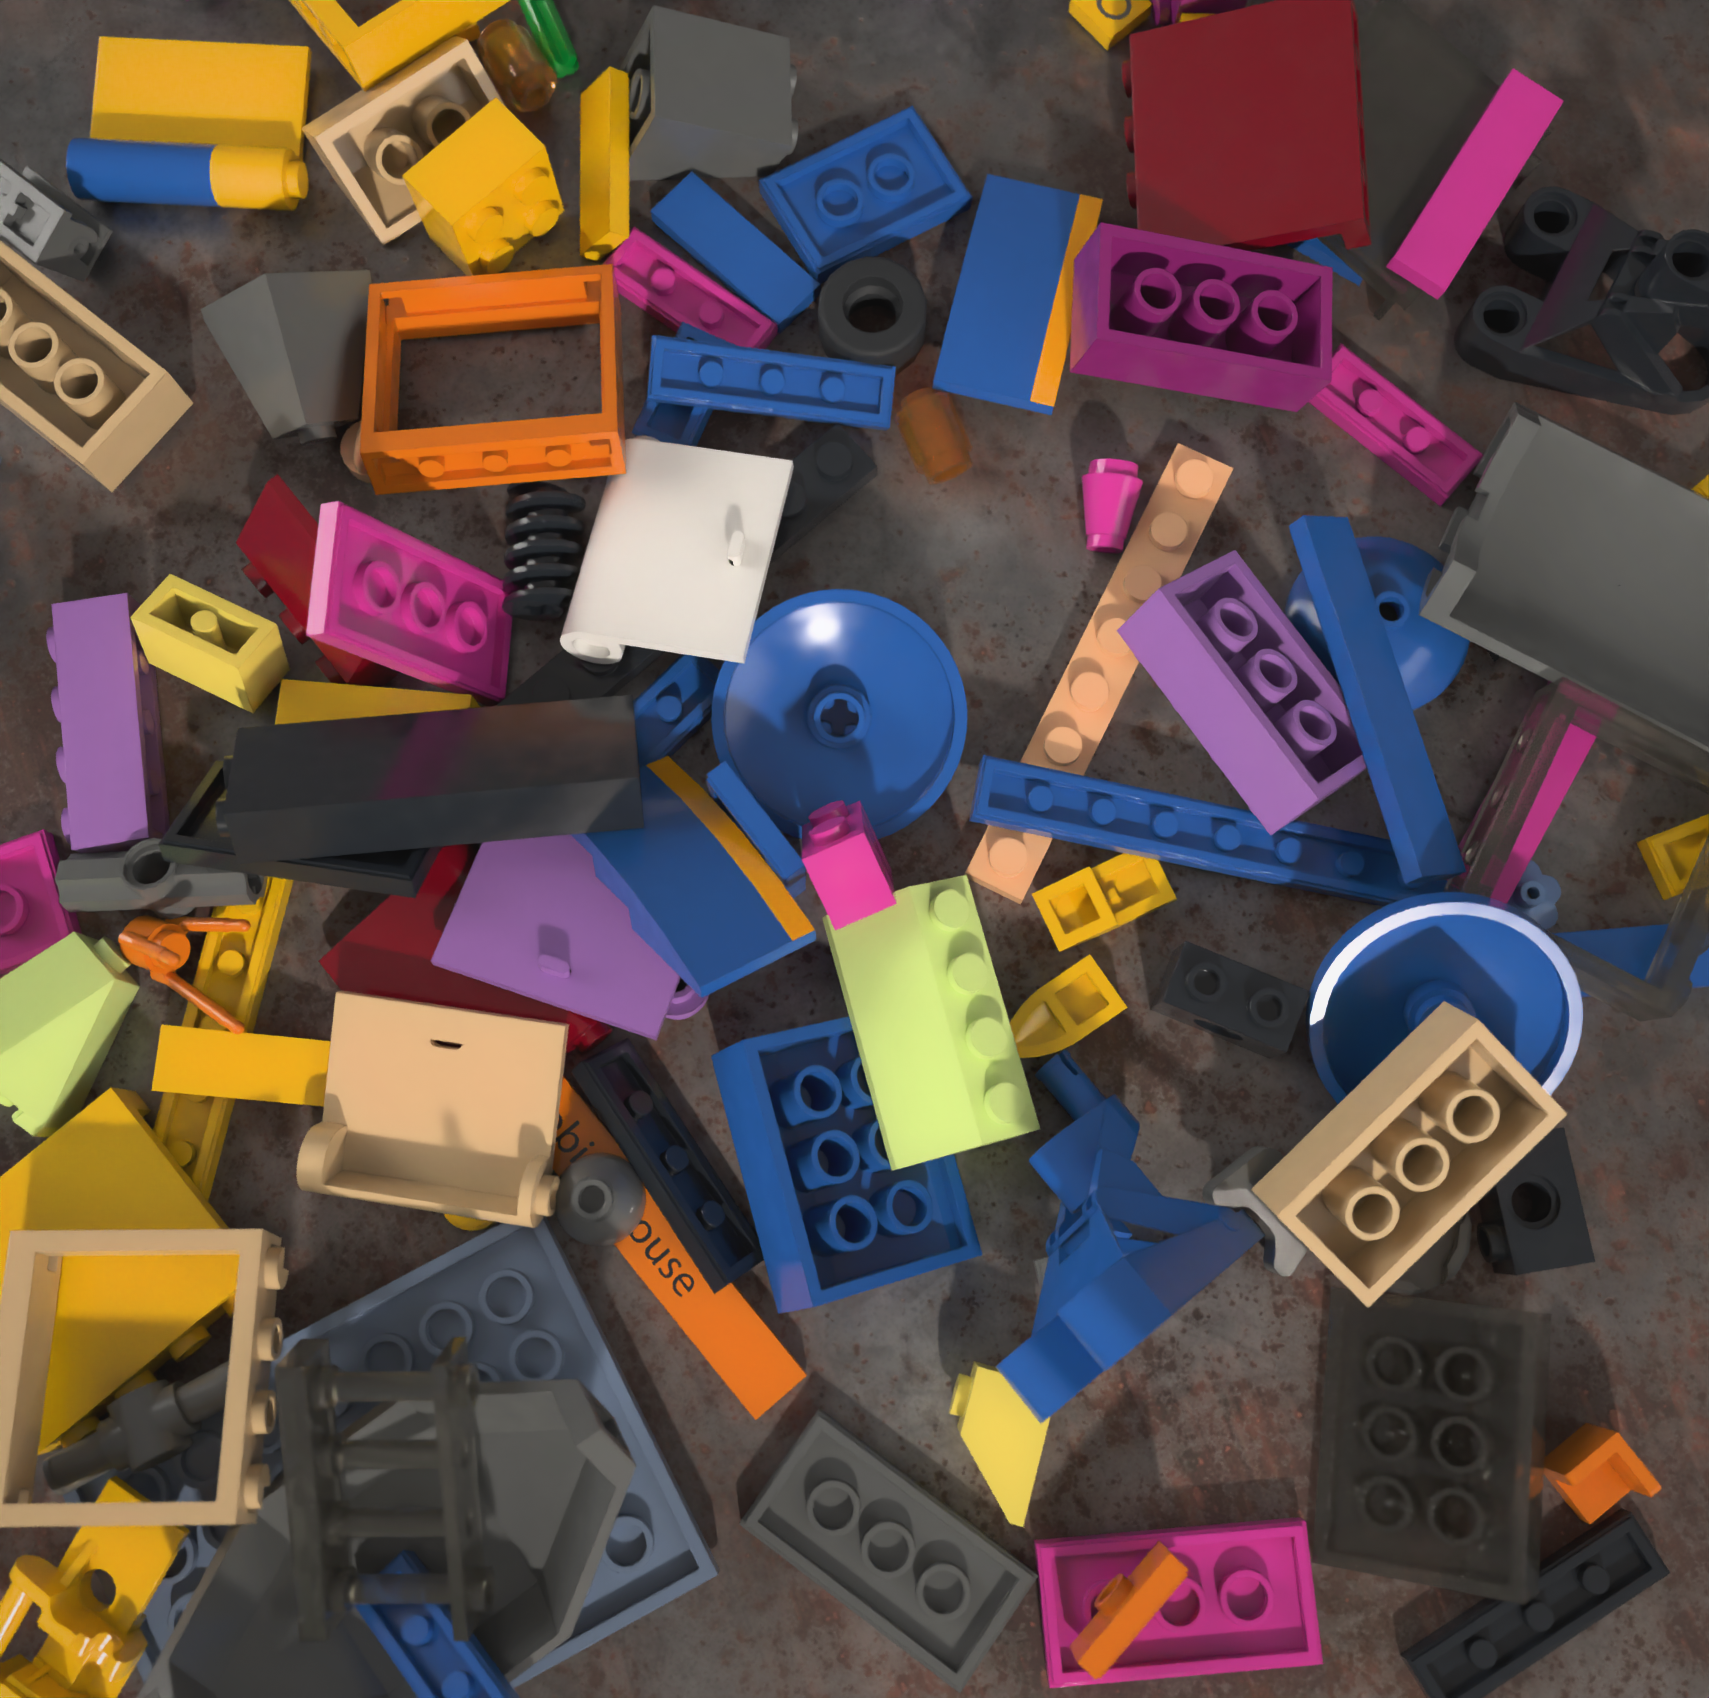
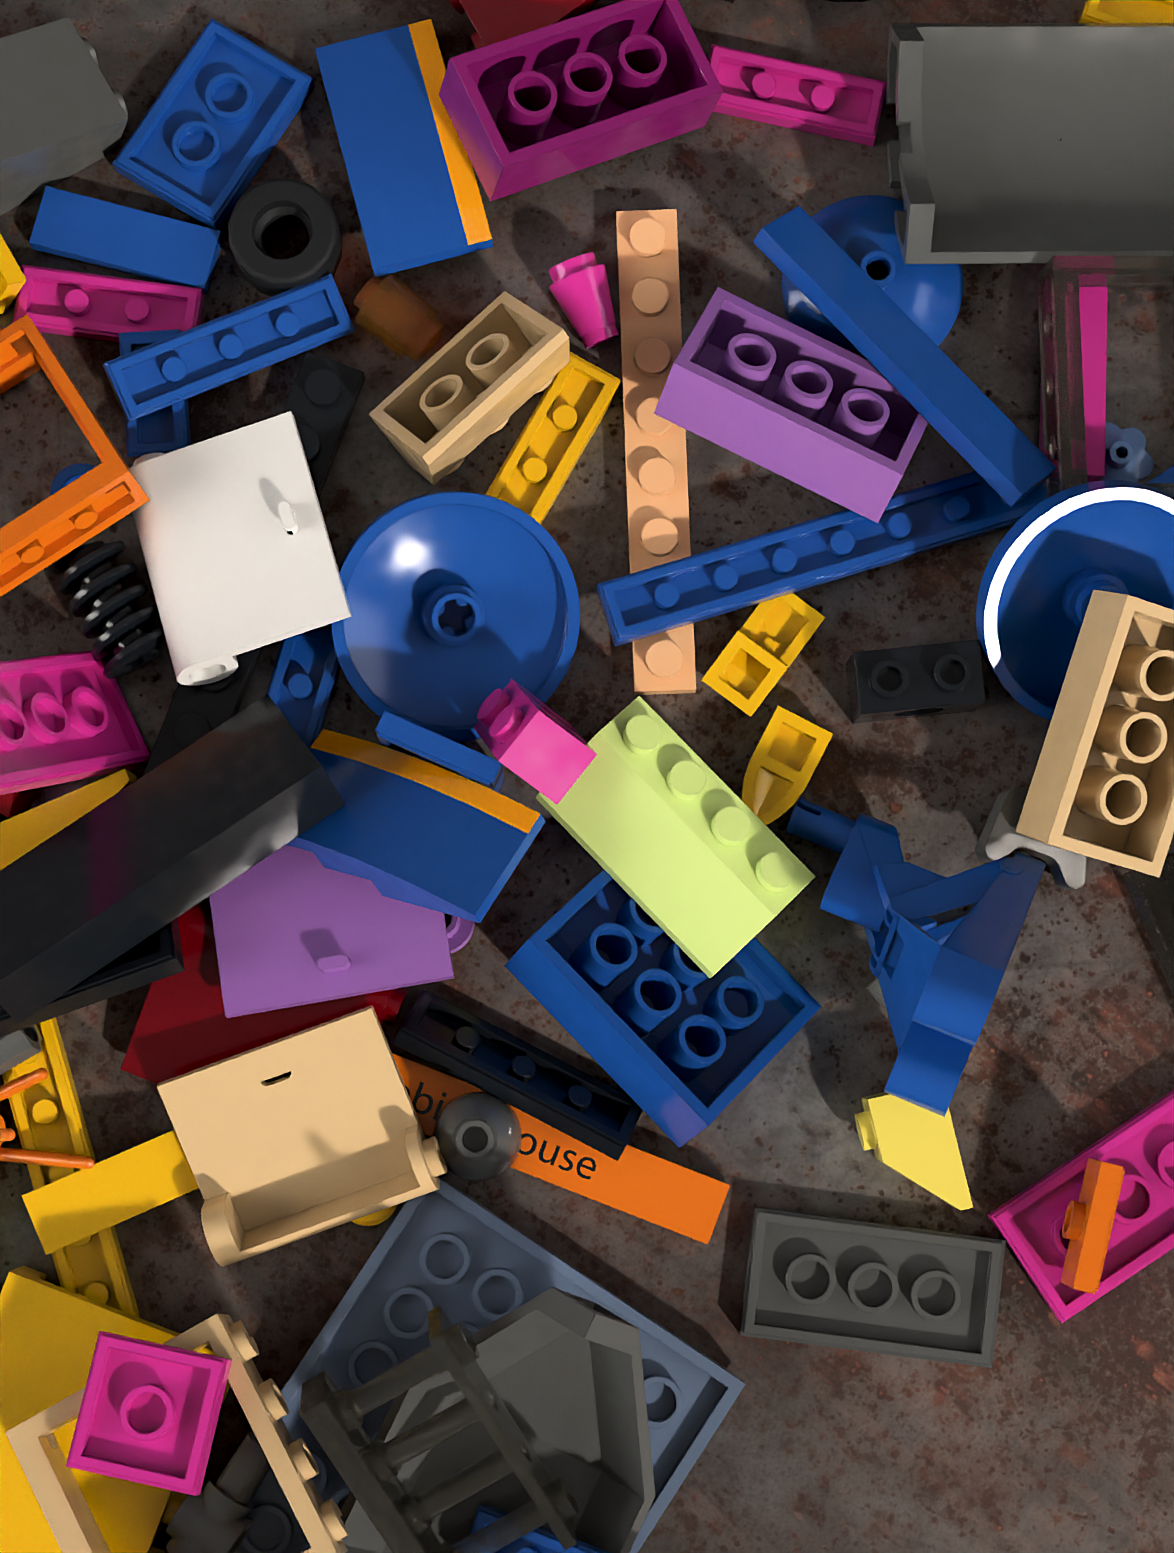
camera: 30 degrees left, 5 degrees up
(145, 1287) = (149, 1413): none -> dark pink tile
(967, 525) = (472, 386): none -> tan slope
(1018, 610) = (555, 437): none -> yellow tile

